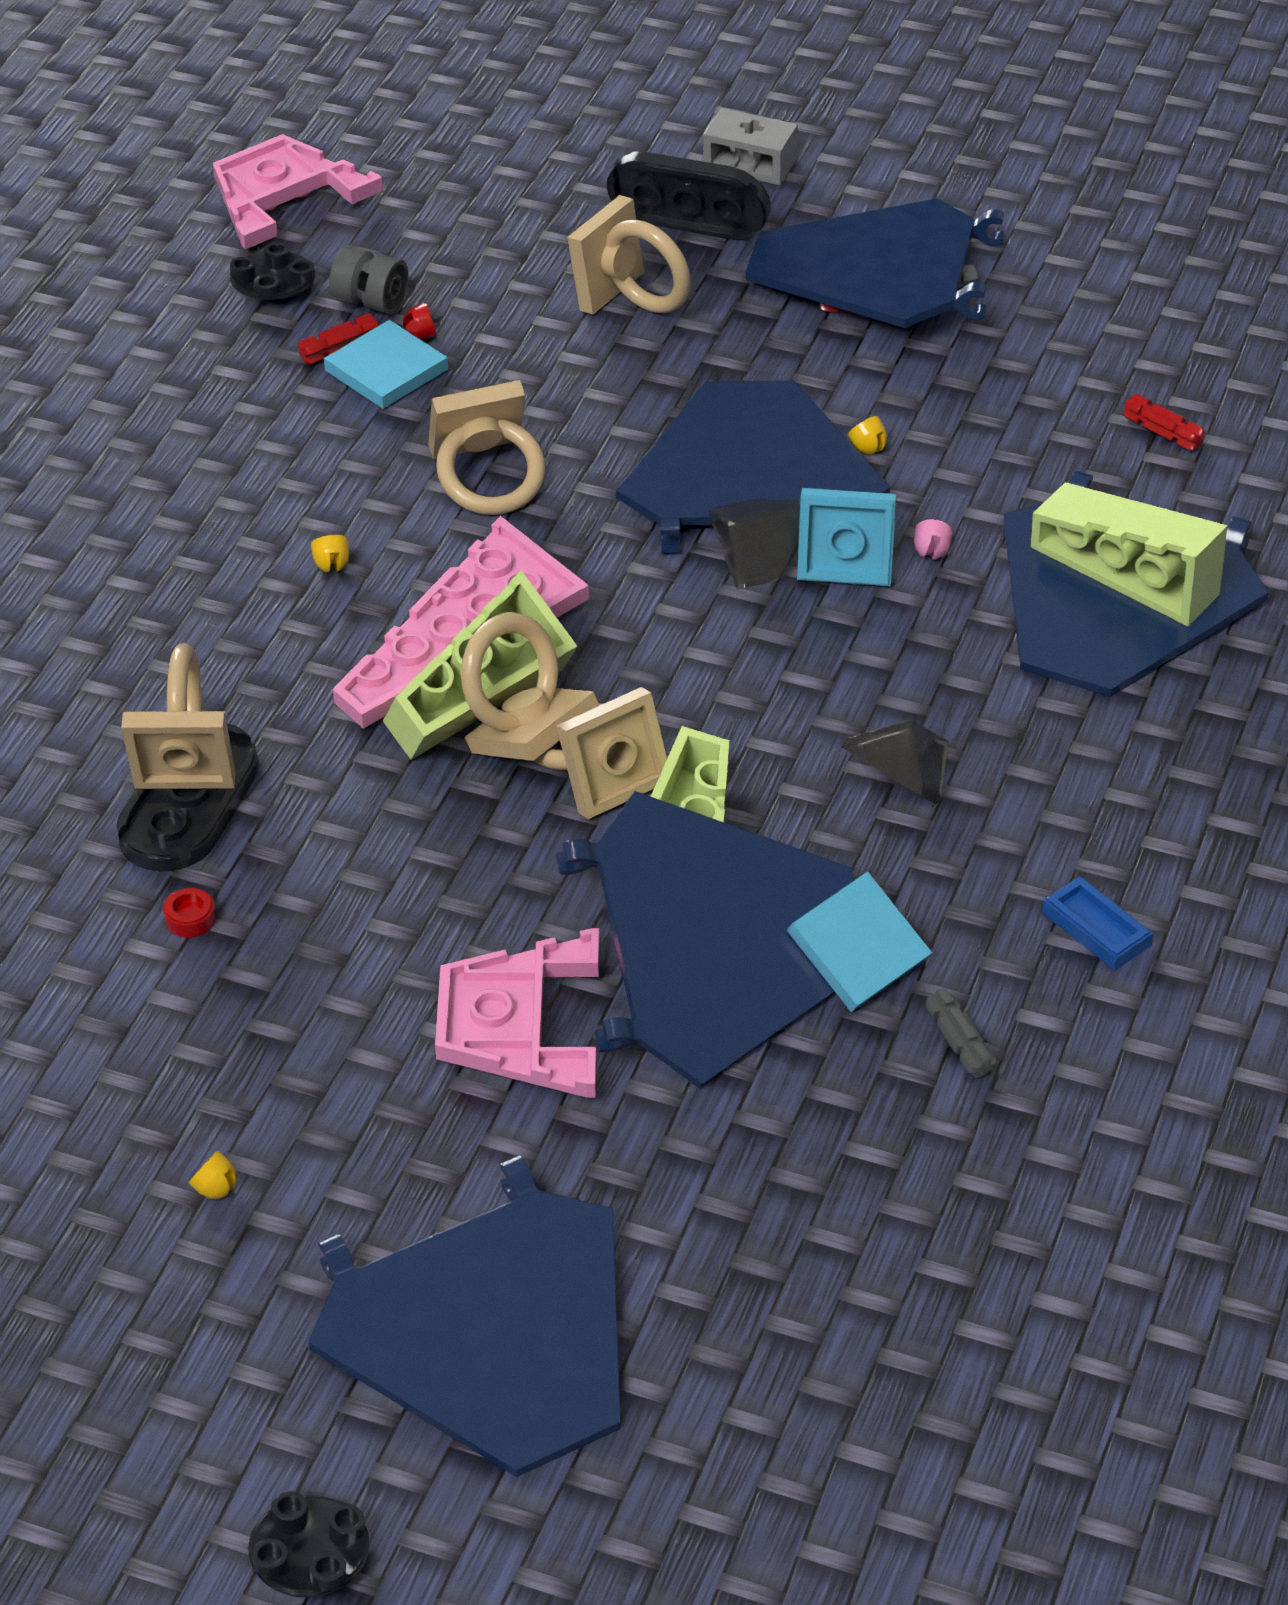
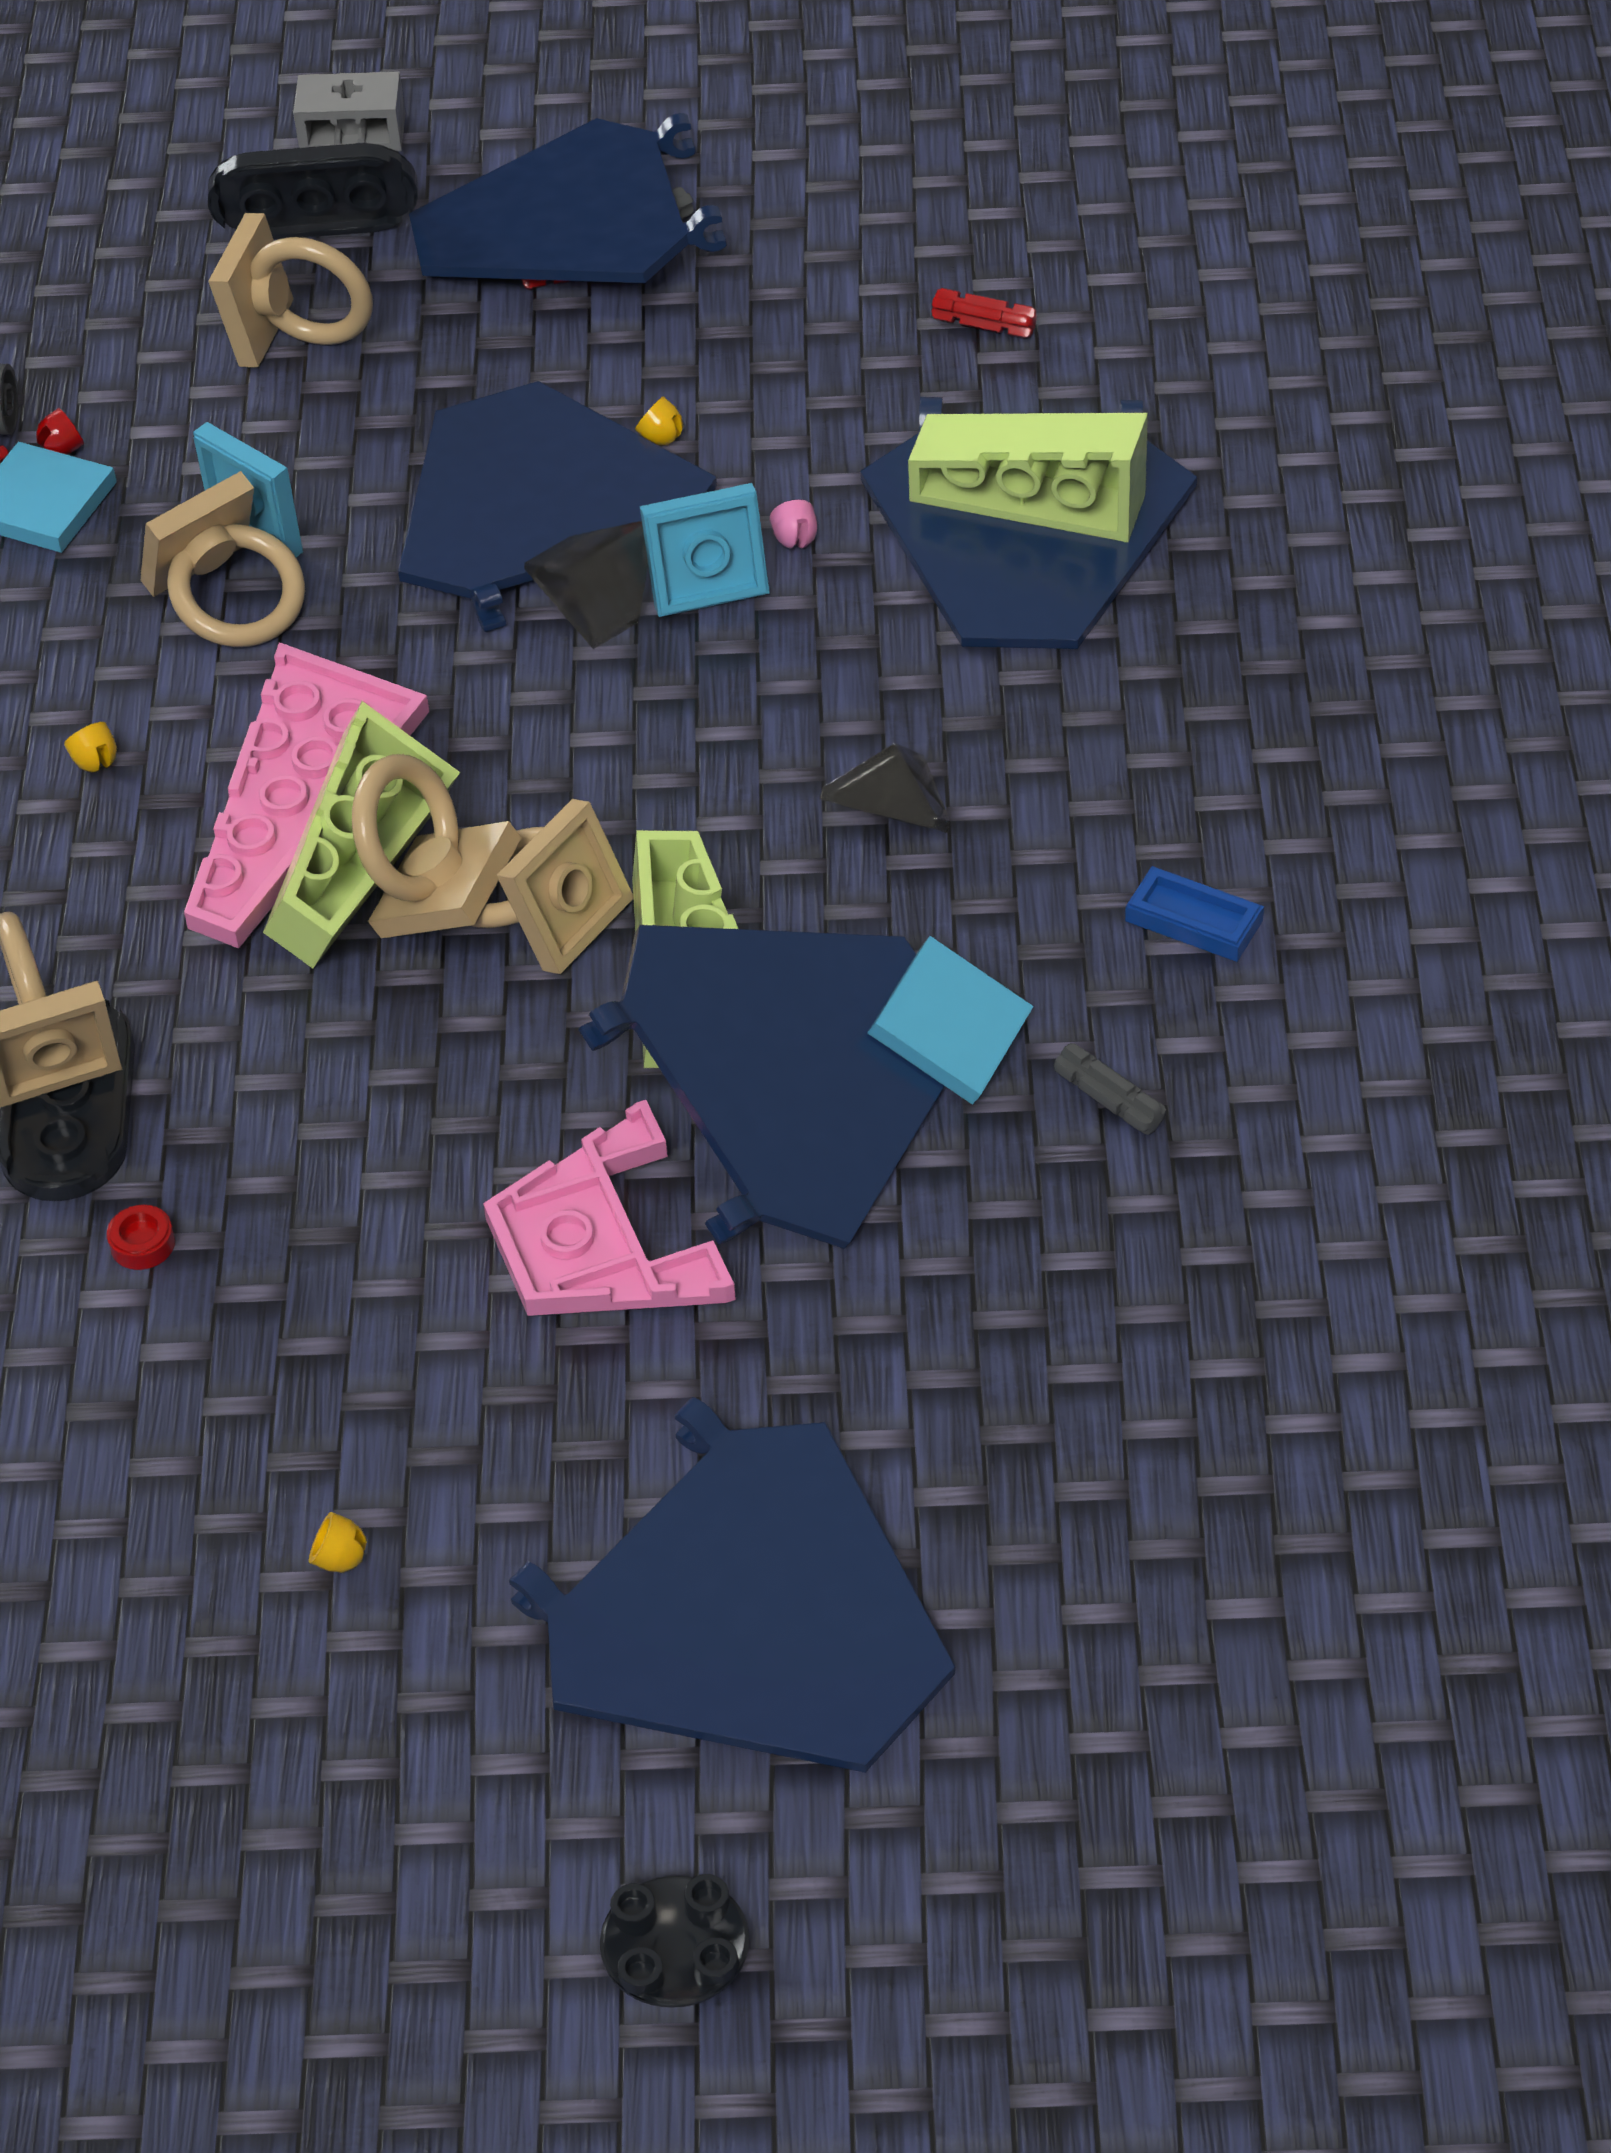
camera: 20 degrees left, 5 degrees up
(539, 401) = (272, 502): none -> medium azure tile

